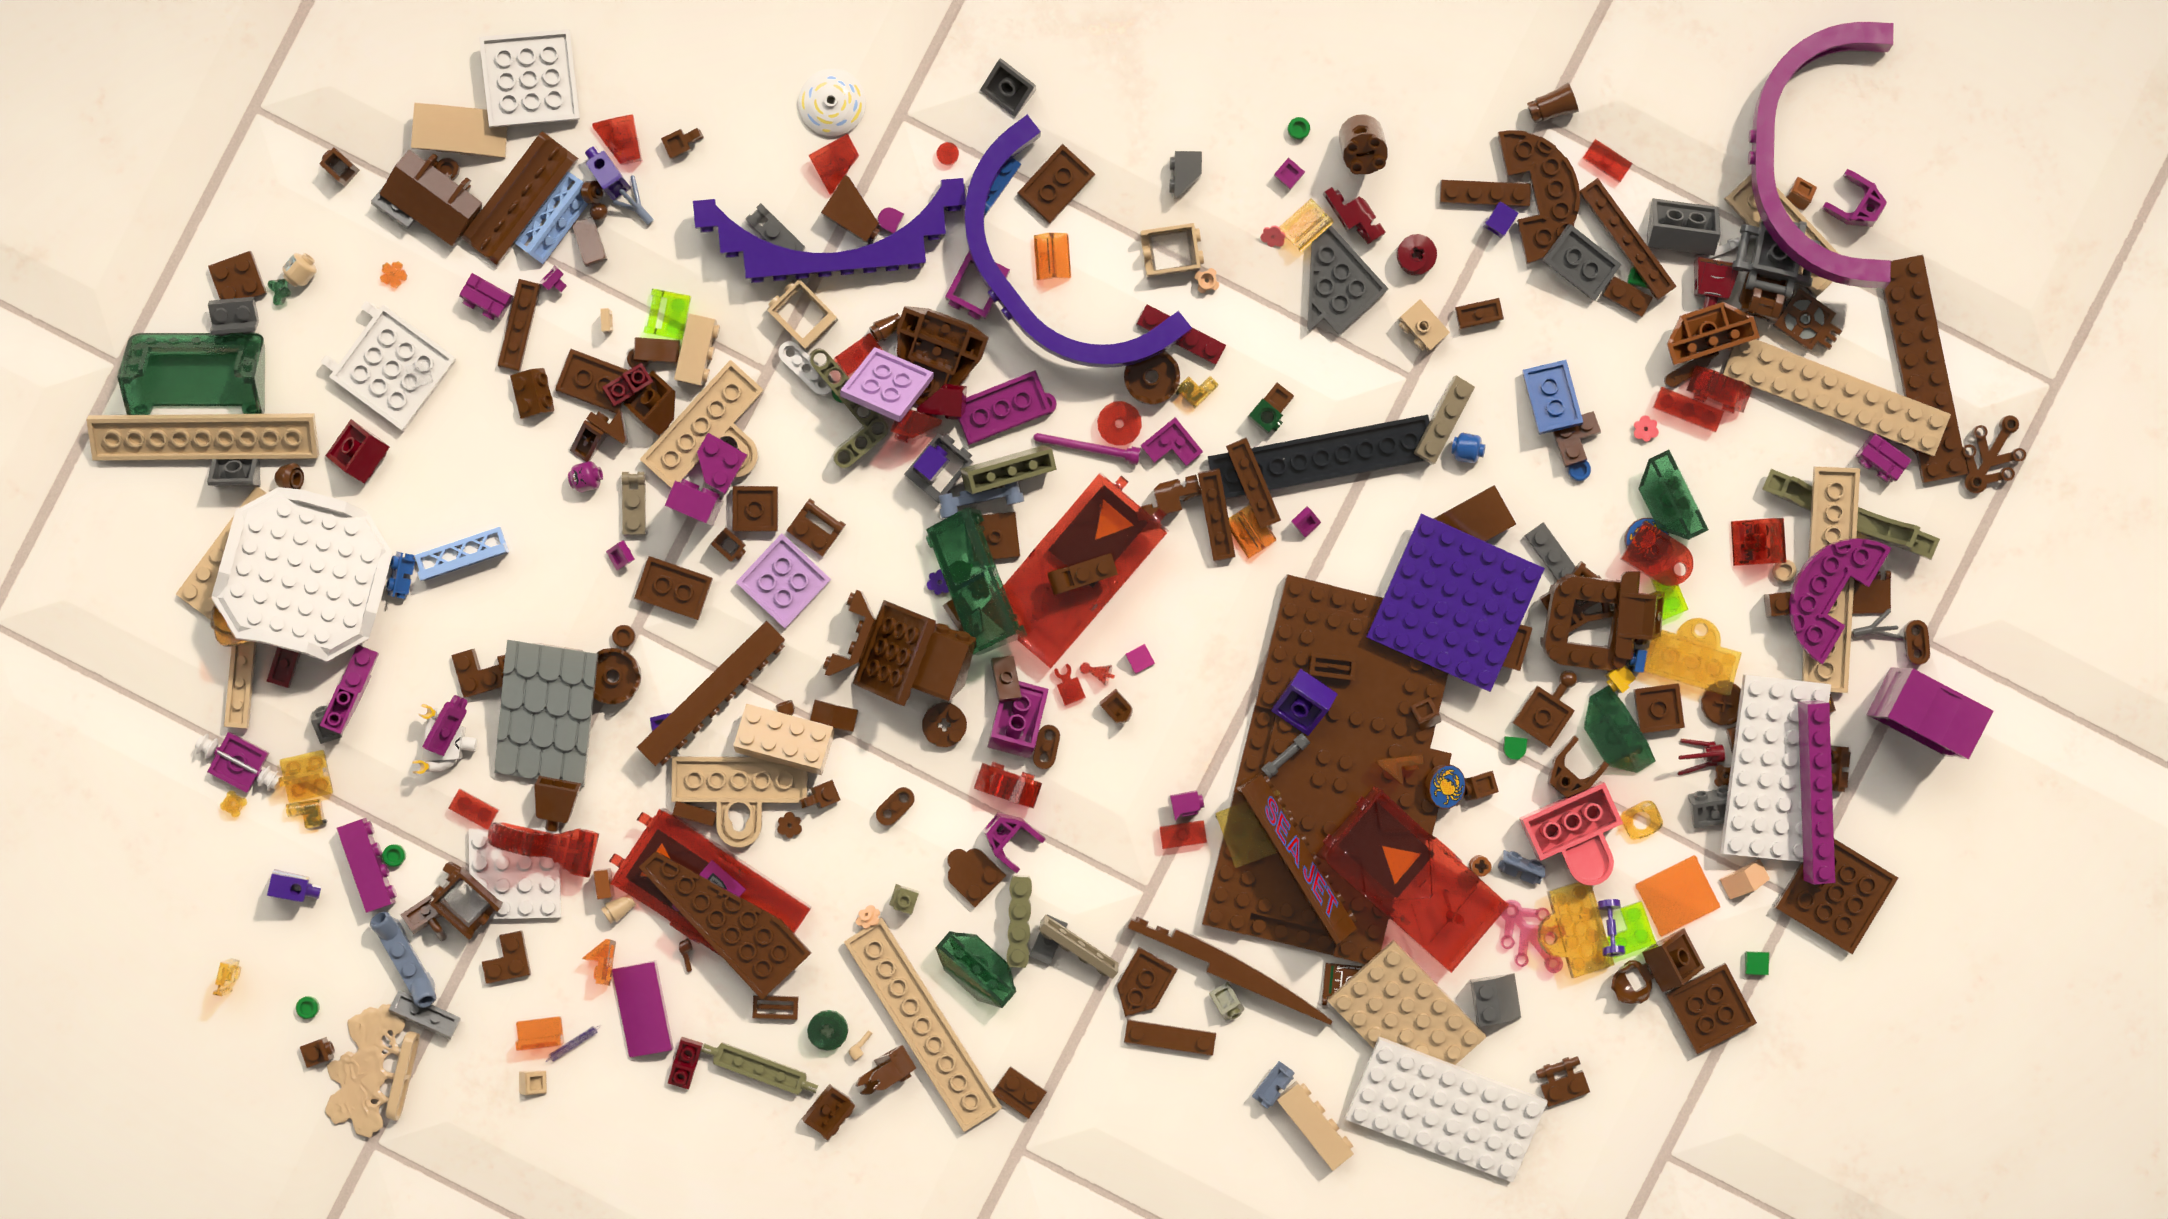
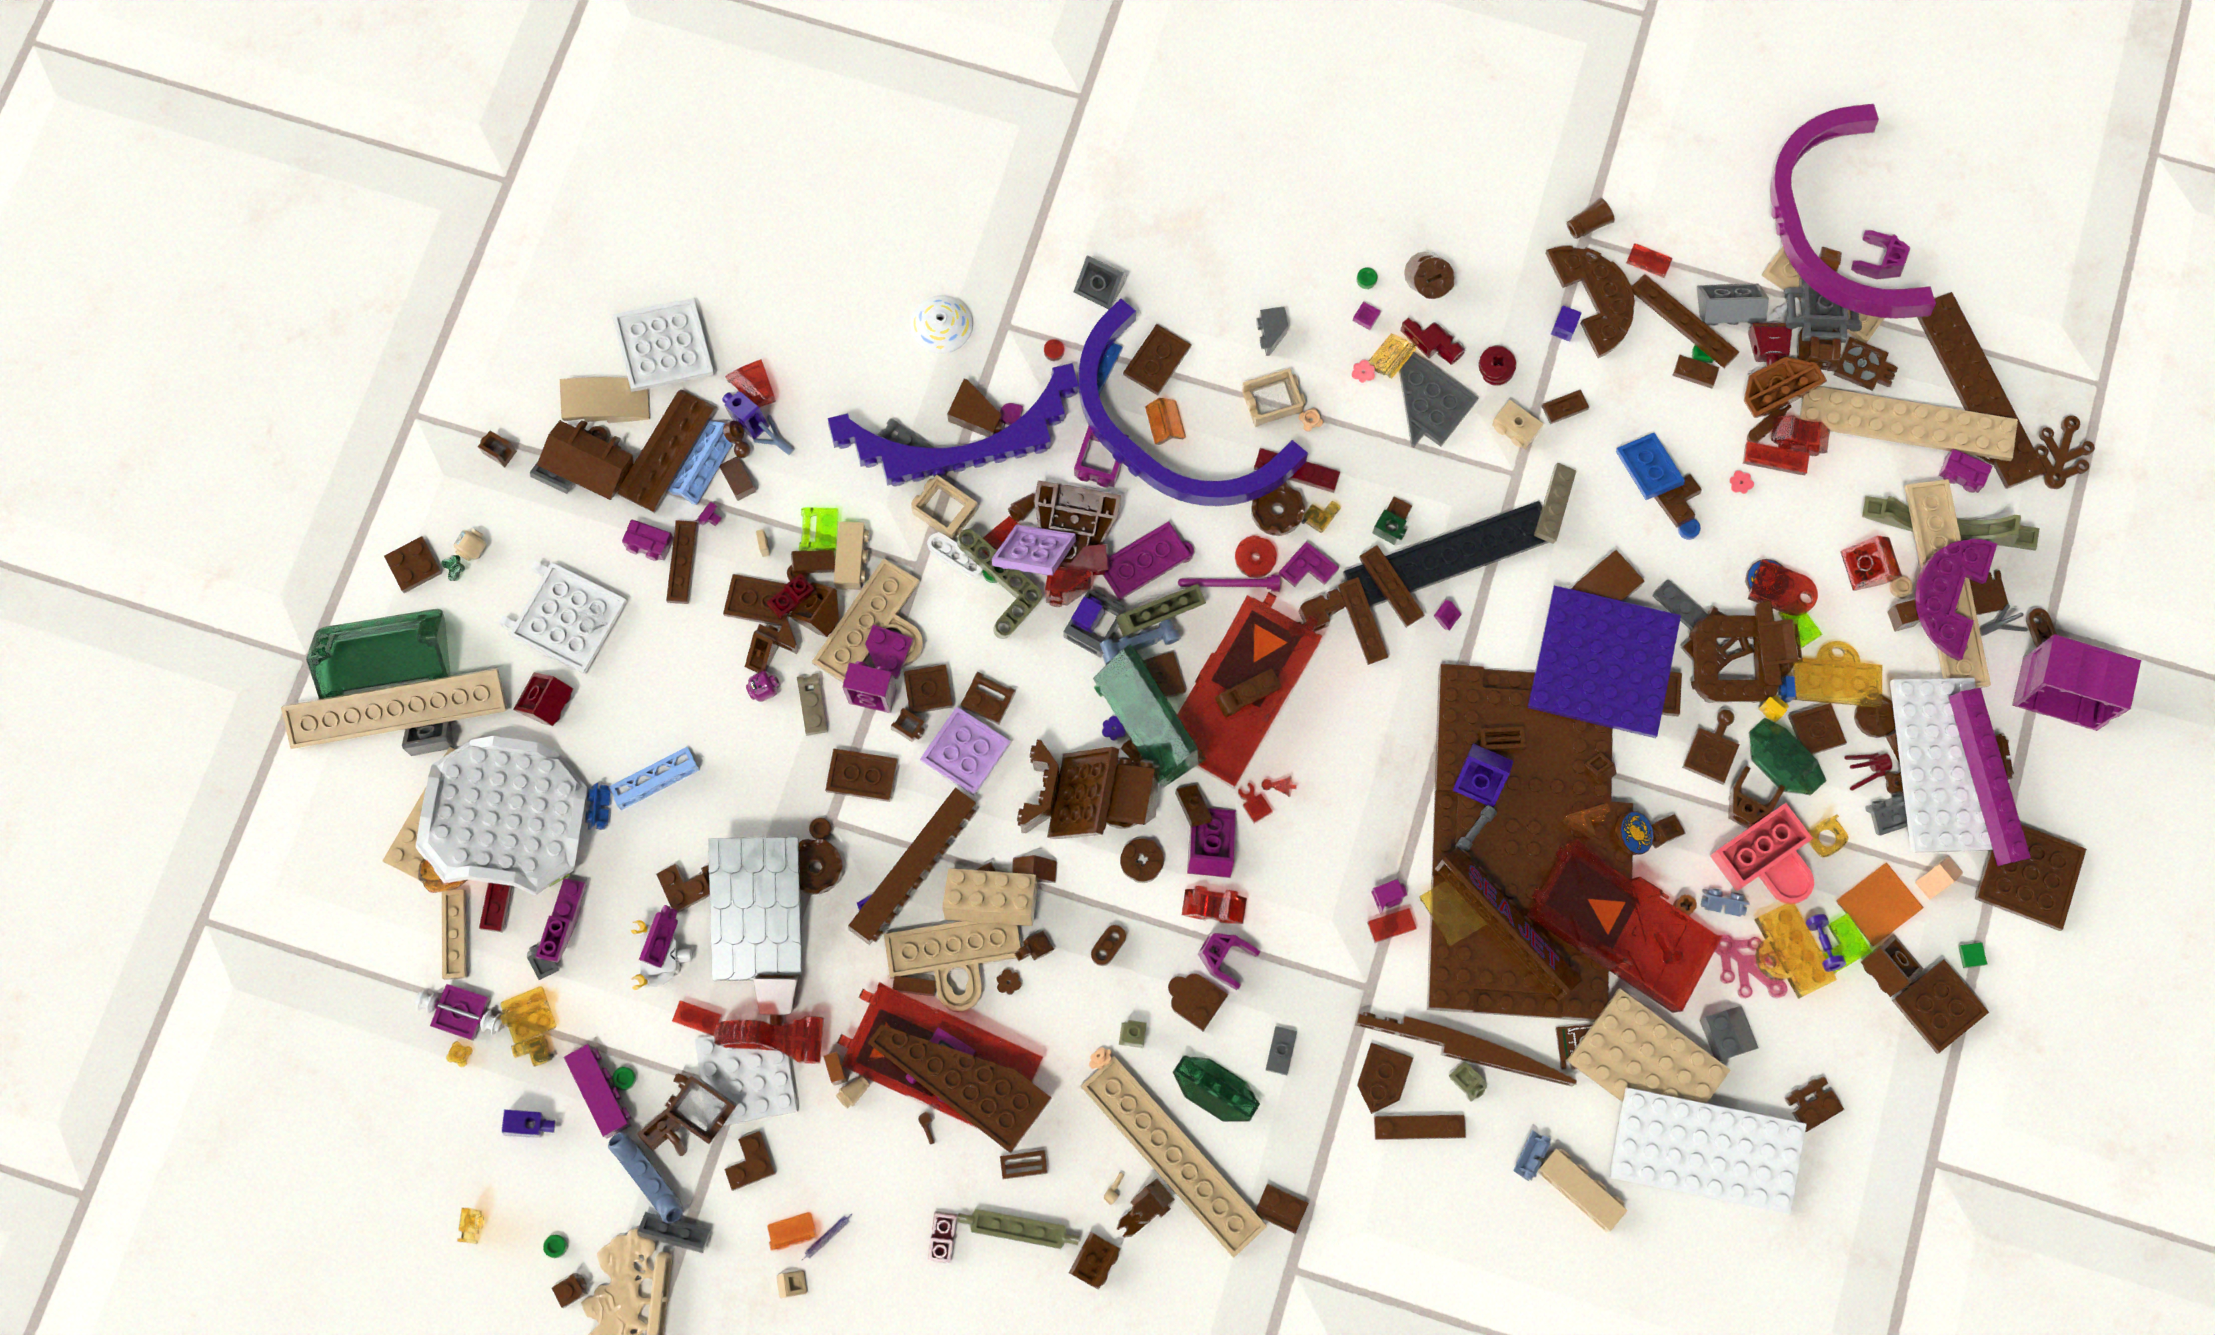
camera: 10 degrees left, 15 degrees down
(233, 316) = (412, 595): dark grey bracket -> none
(289, 476) = (480, 729): reddish brown cone -> none
(393, 274) = (558, 537): clear orange plant -> none
(532, 392) = (701, 619): reddish brown bracket -> none
(604, 956) = (844, 1141): clear orange slope -> none
(620, 555) = (806, 752): magenta plate -> none
(642, 1008) = (891, 1189): magenta slope -> none
(678, 142) = (807, 379): reddish brown plate -> none
(833, 1020) = (1085, 1167): clear green piece -> none
(834, 161) = (951, 371): clear red slope -> none
(1019, 927) = (1248, 1029): olive brick -> none
(1046, 746) = (1244, 865): reddish brown plate -> none
(1071, 942) = (1321, 1055): dark tan plate -> none
(1117, 707) = (1304, 814): reddish brown plate -> none
(1140, 658) = (1316, 766): dark pink slope -> none
(1248, 533) = (1396, 635): clear orange panel -> none
(1468, 448) = (1583, 524): blue head -> none
(1485, 193) = (1545, 304): reddish brown plate -> none
(1514, 747) = (1690, 789): green tile -> none
(1581, 262) = (1648, 346): dark grey plate -> none
(1623, 988) = (1851, 1002): reddish brown helmet -> none
(1671, 498) = (1781, 535): clear green wedge -> none

